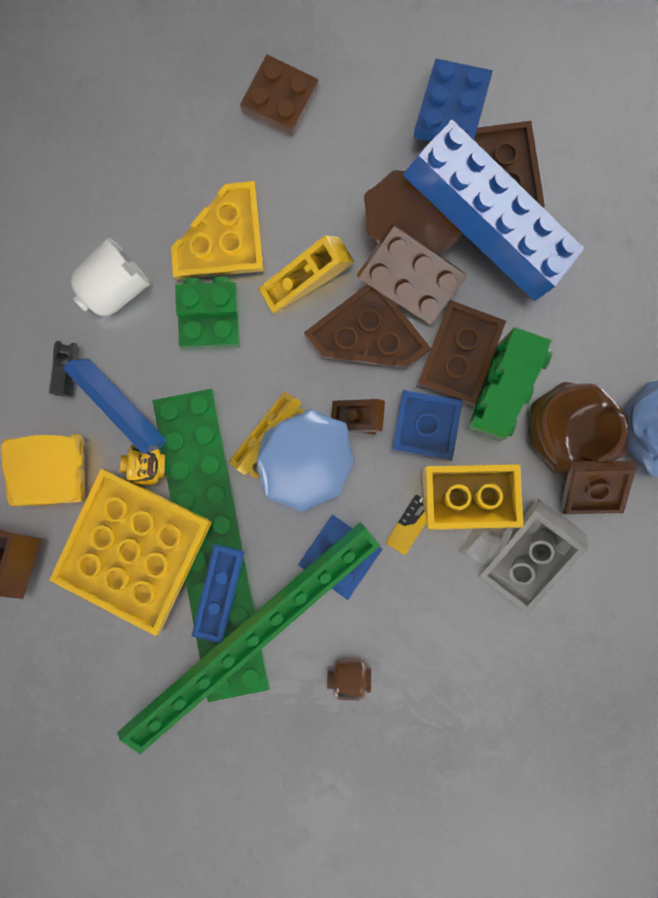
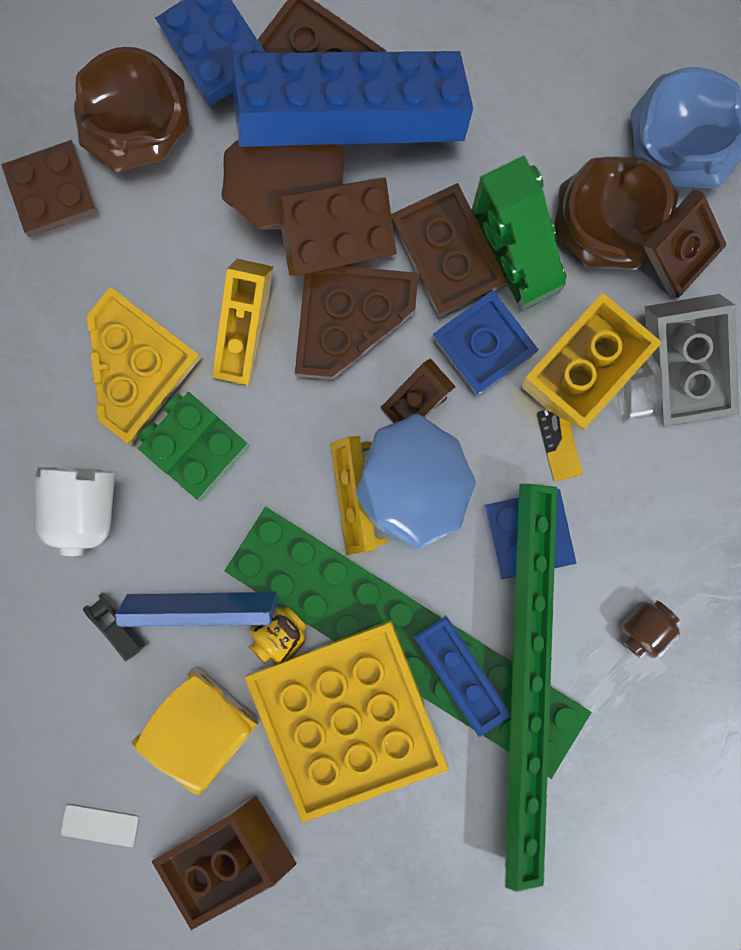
camera: 45 degrees left, 0 degrees up
(368, 94) = (129, 108): none -> reddish brown piece

